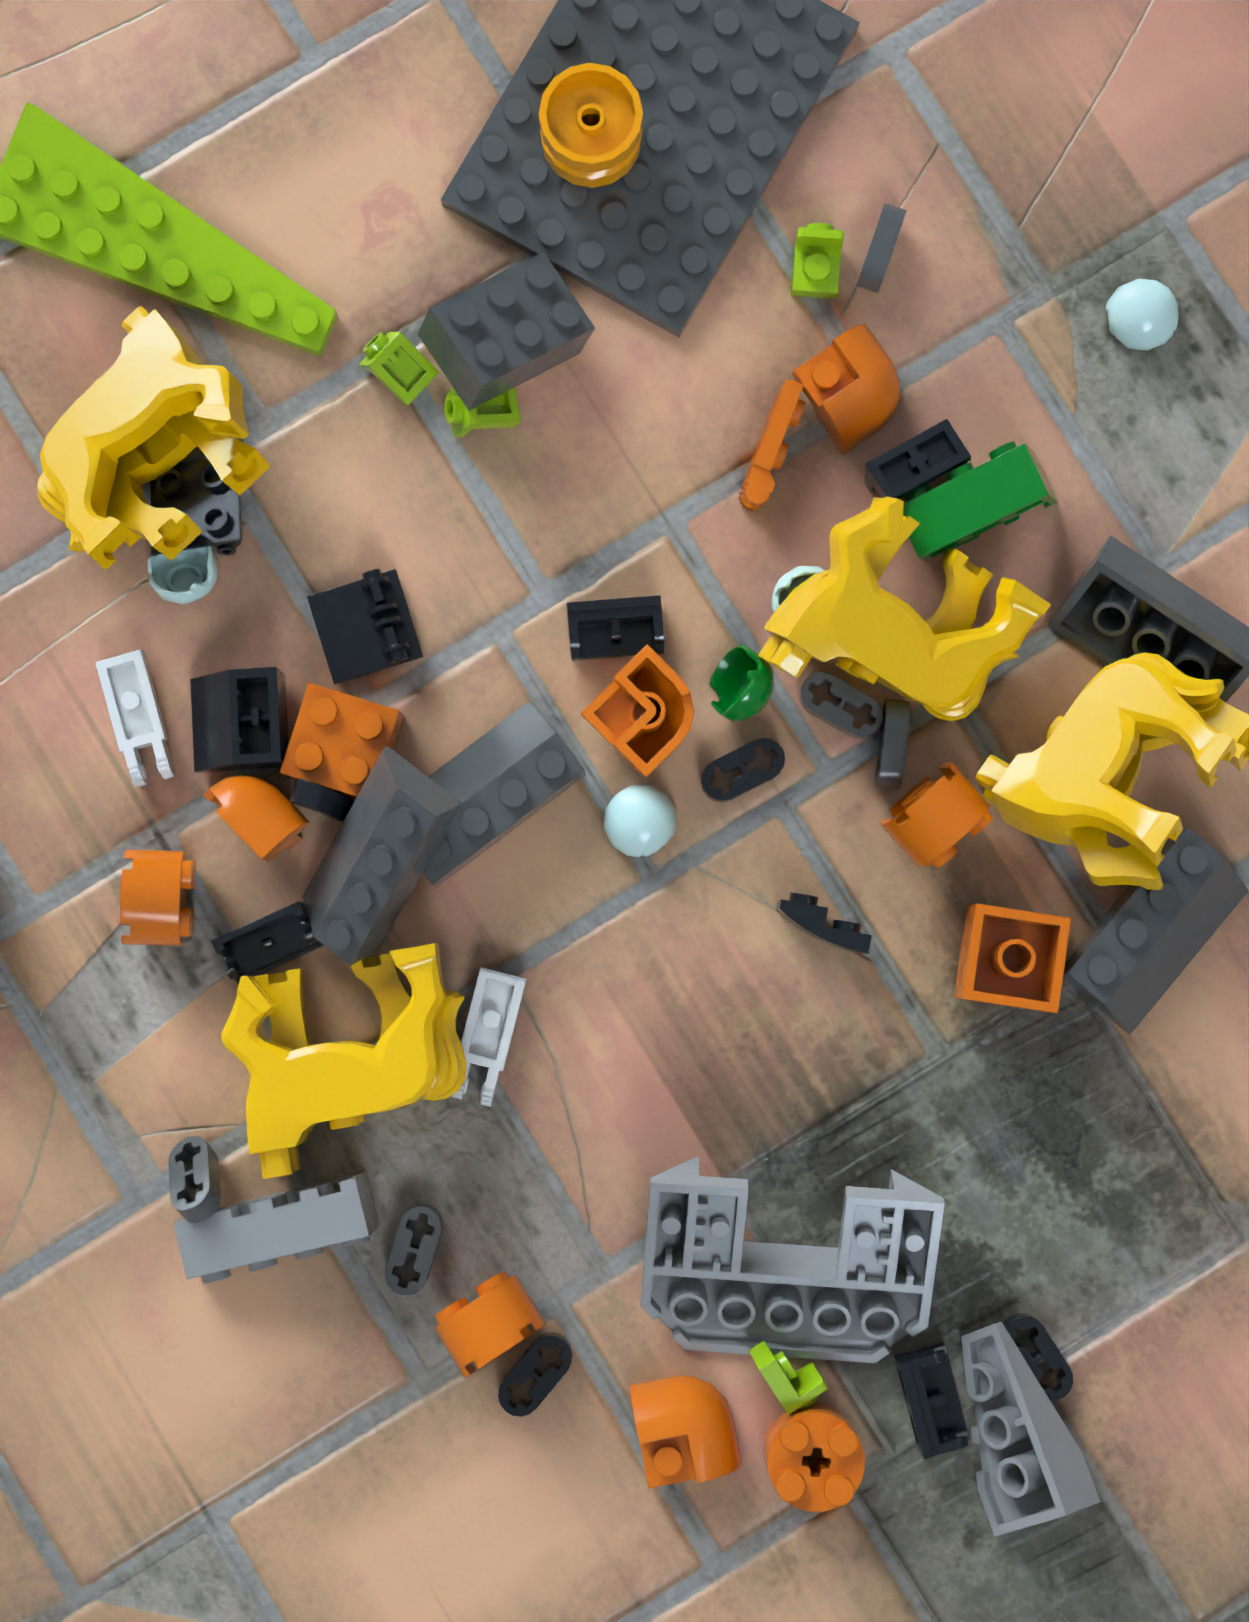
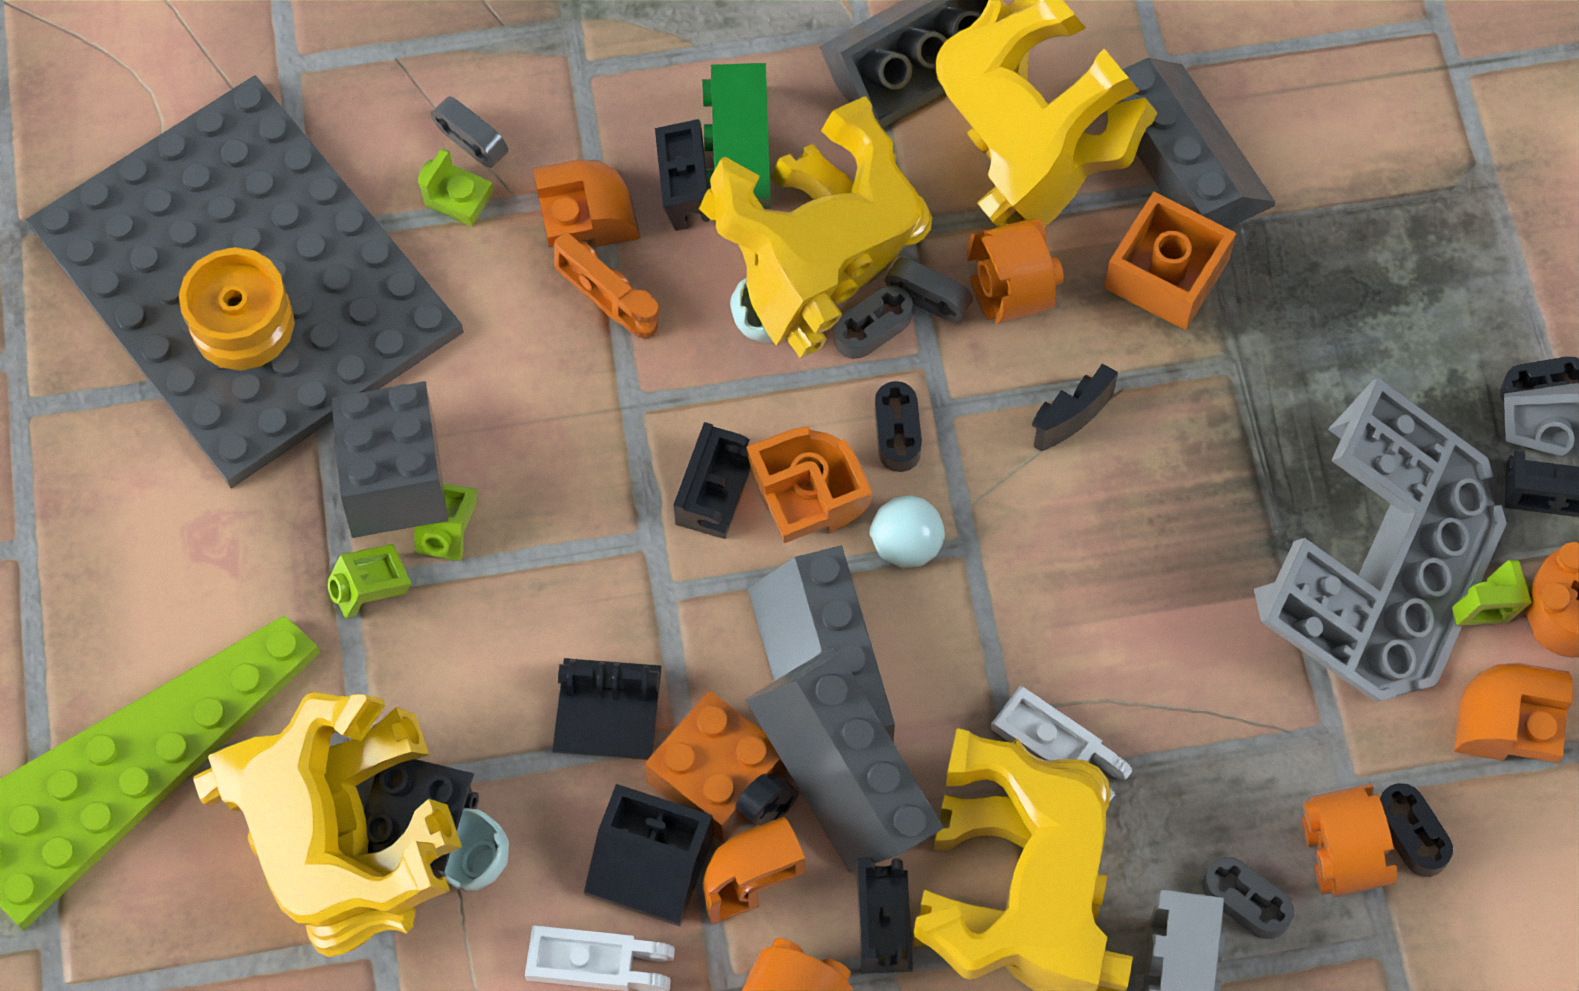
camera: 65 degrees left, 20 degrees down
(742, 684) = (817, 390): green hair -> none

